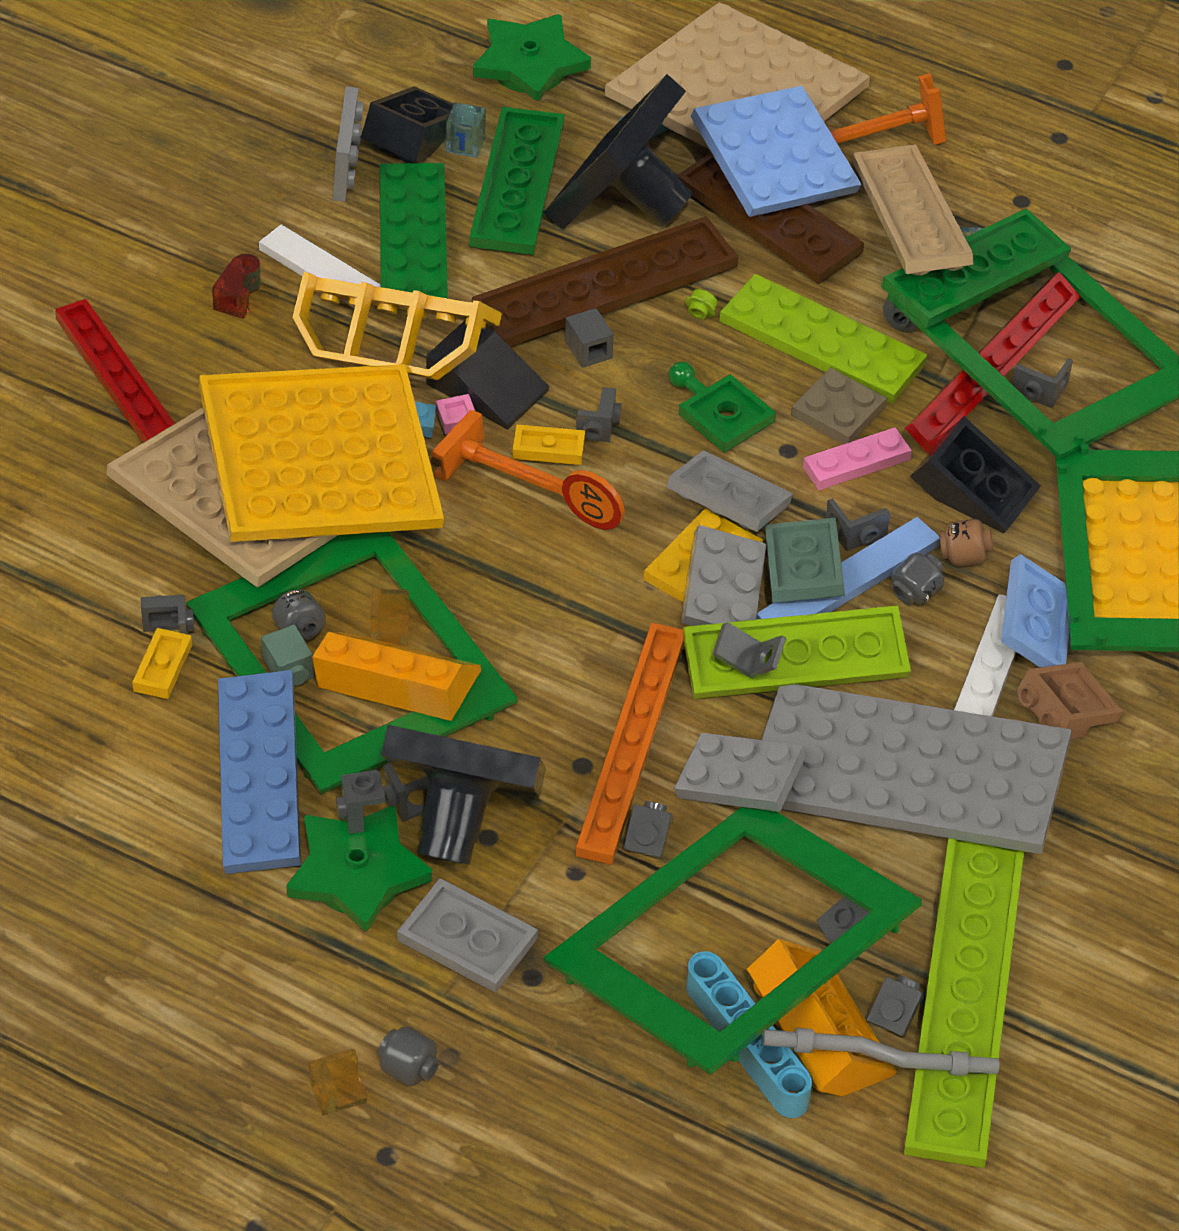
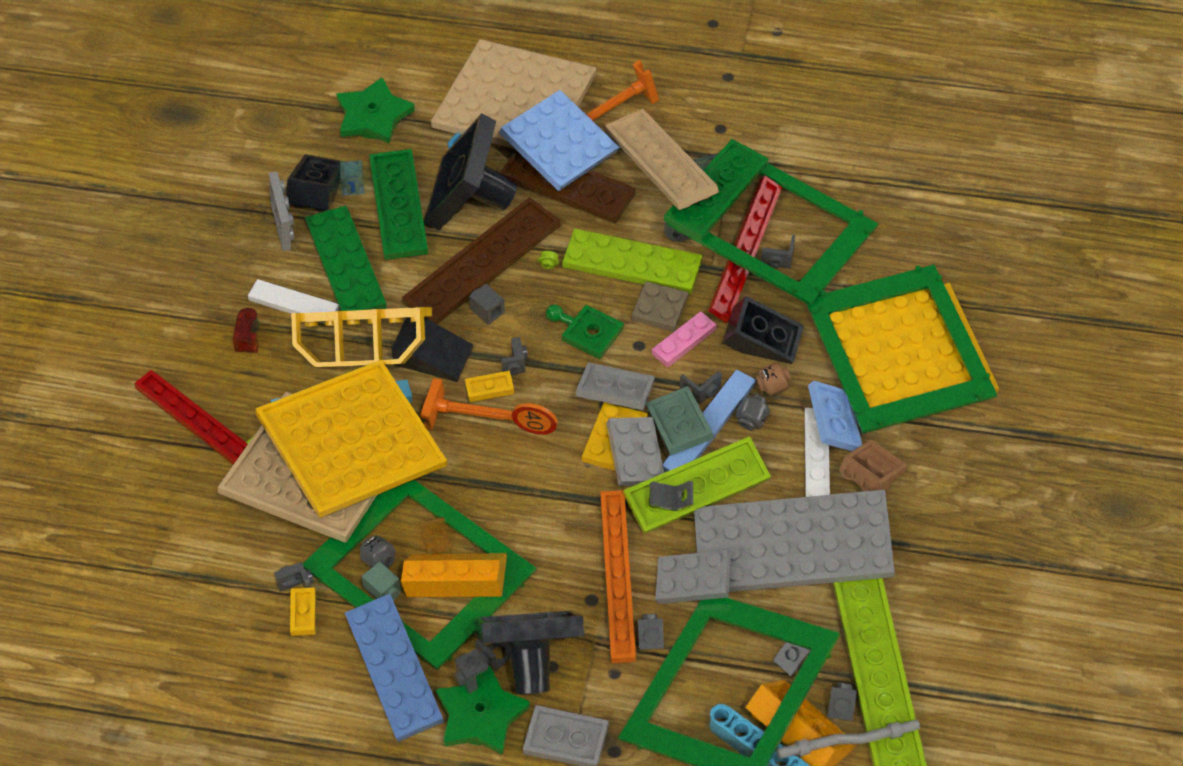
camera: 15 degrees left, 5 degrees up
(452, 410) = (421, 381): bright pink plate -> none

